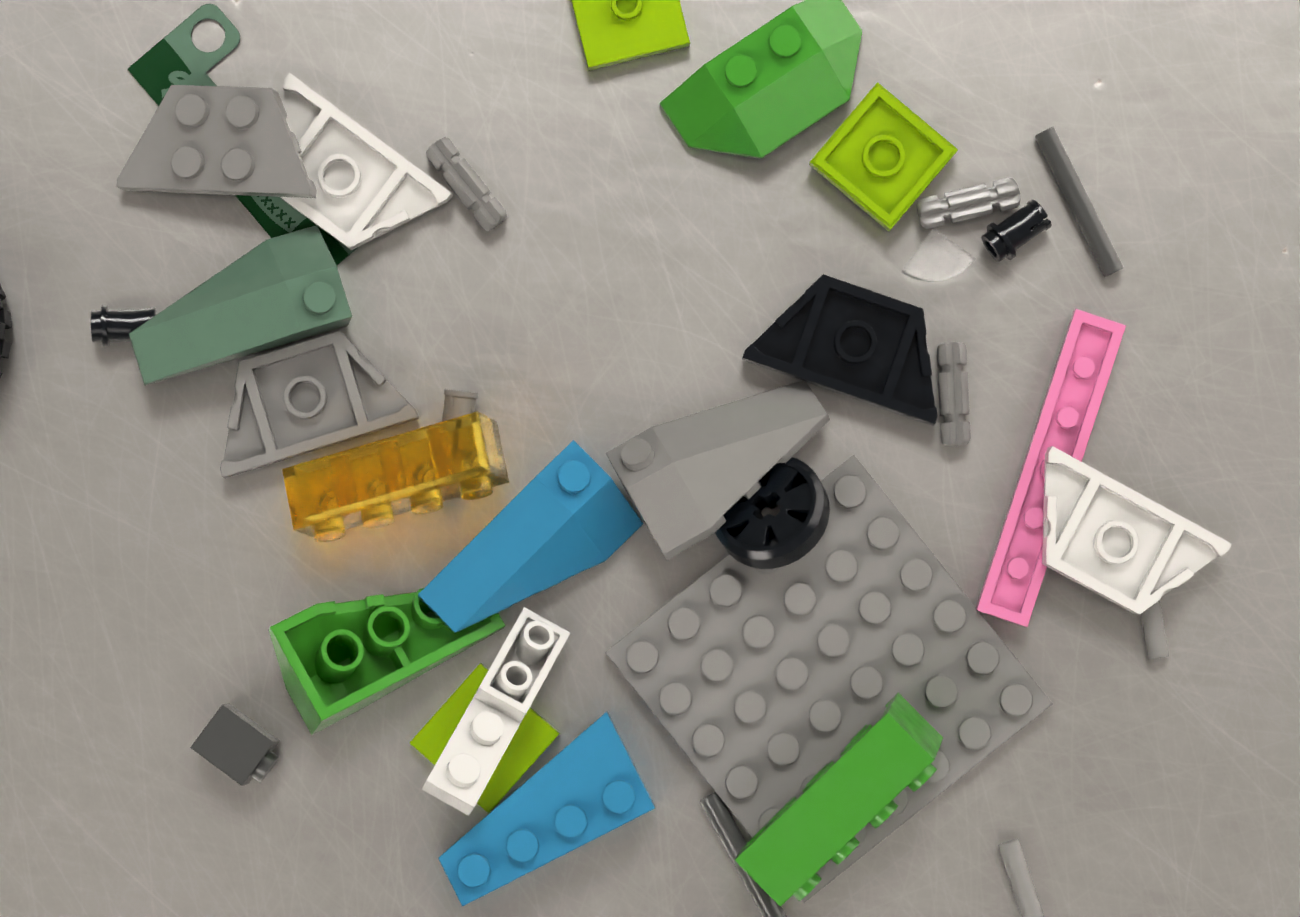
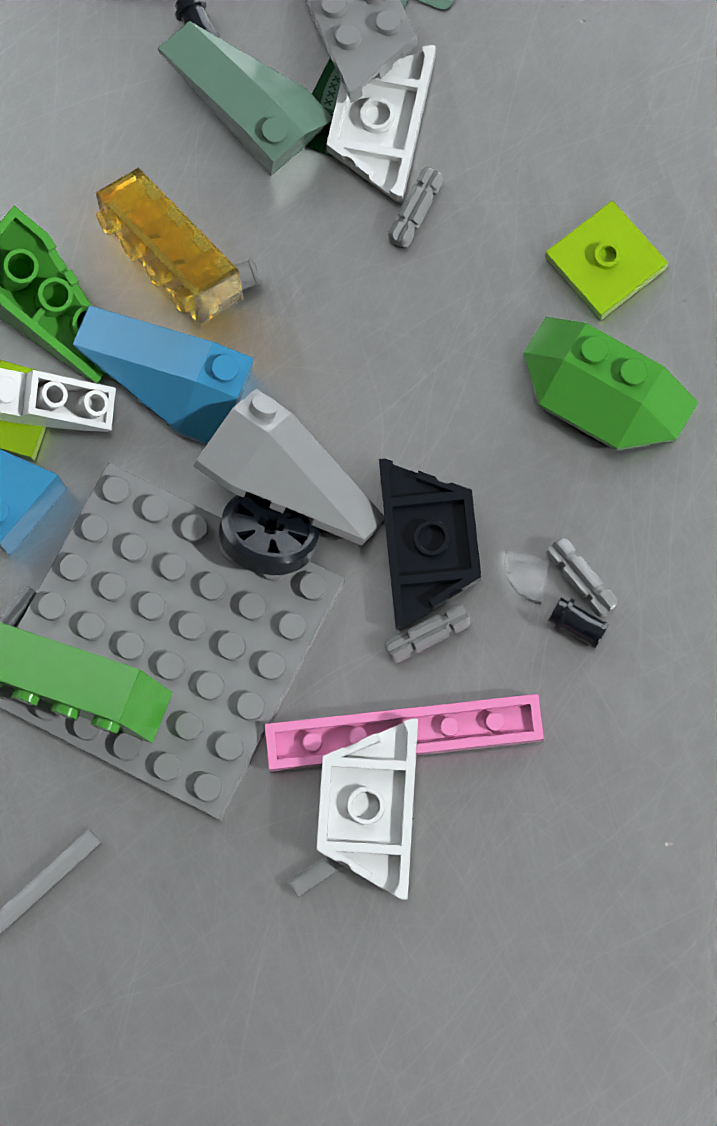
camera: 75 degrees right, 10 degrees down
(306, 402) = (199, 169): light grey wing -> none
(883, 156) = (585, 496): lime plate -> none
(1079, 202) = (625, 662): dark grey piece -> none

